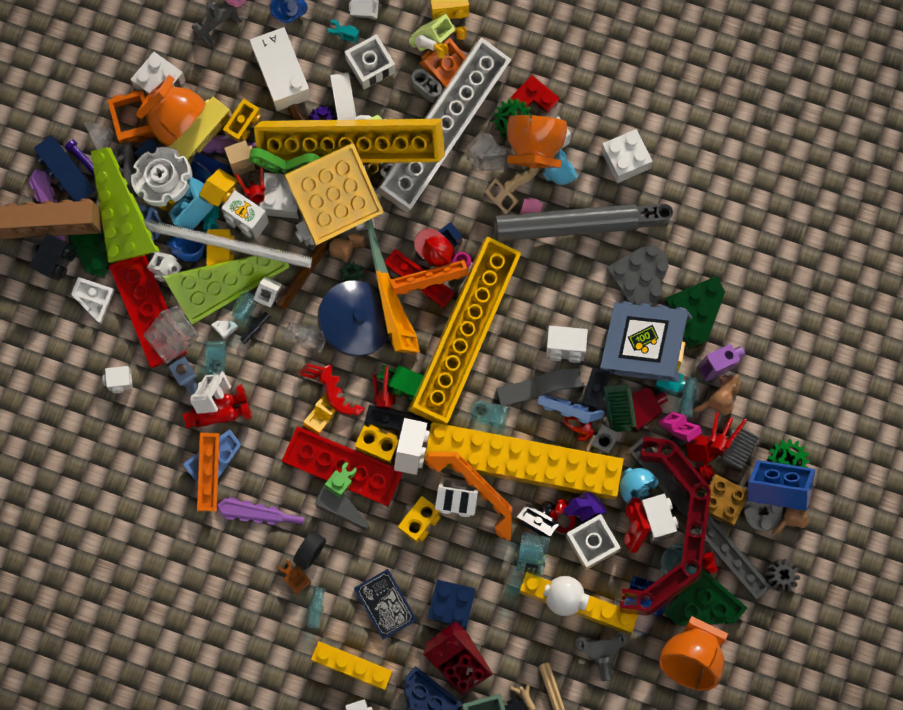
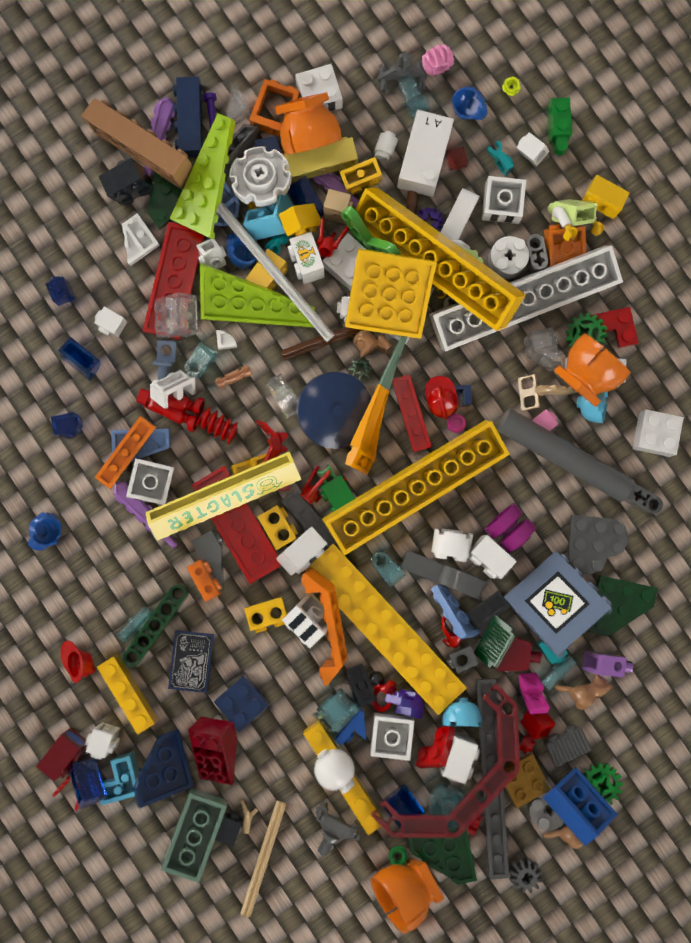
camera: 30 degrees right, 10 degrees up
(58, 382) = (60, 290): none -> clear blue brick
(114, 426) = (79, 358): none -> clear blue brick
(142, 486) = (67, 425): none -> clear blue brick
(186, 585) = (44, 531): none -> blue hair
(238, 33) = (413, 97): none -> clear light blue piece
(243, 85) = (385, 146): none -> white brick
(244, 307) = (253, 334): clear light blue brick -> none
(246, 481) = (150, 482): none -> white brick
(252, 352) = (233, 377): none -> nougat axle
(255, 328) = (249, 358): black bar -> none
(267, 291) = (279, 336): white brick -> none
(268, 397) = (217, 425): none -> red piece
(289, 671) = (76, 662): none -> red piece
(295, 579) = (134, 589): dark orange plate -> none
(308, 56) = (456, 158): none -> clear red plate
(309, 550) = (159, 576): black tyre -> none
(315, 448) = (222, 496): none -> light yellow brick
(337, 584) = (148, 631): none -> dark green beam
(340, 482) = (223, 538): bright green plate -> none
(349, 526) = (204, 581): none -> orange plate
(401, 96) = (511, 247): none -> white brick
(429, 277) = (419, 420): orange plate -> none
(528, 355) = (452, 544): none -> white brick
(558, 554) = (355, 724): none -> blue slope
(570, 311) = (514, 533): none -> magenta wheel
(669, 630) = (394, 860): none -> green plate
(719, 442) = (555, 731): red plant -> none

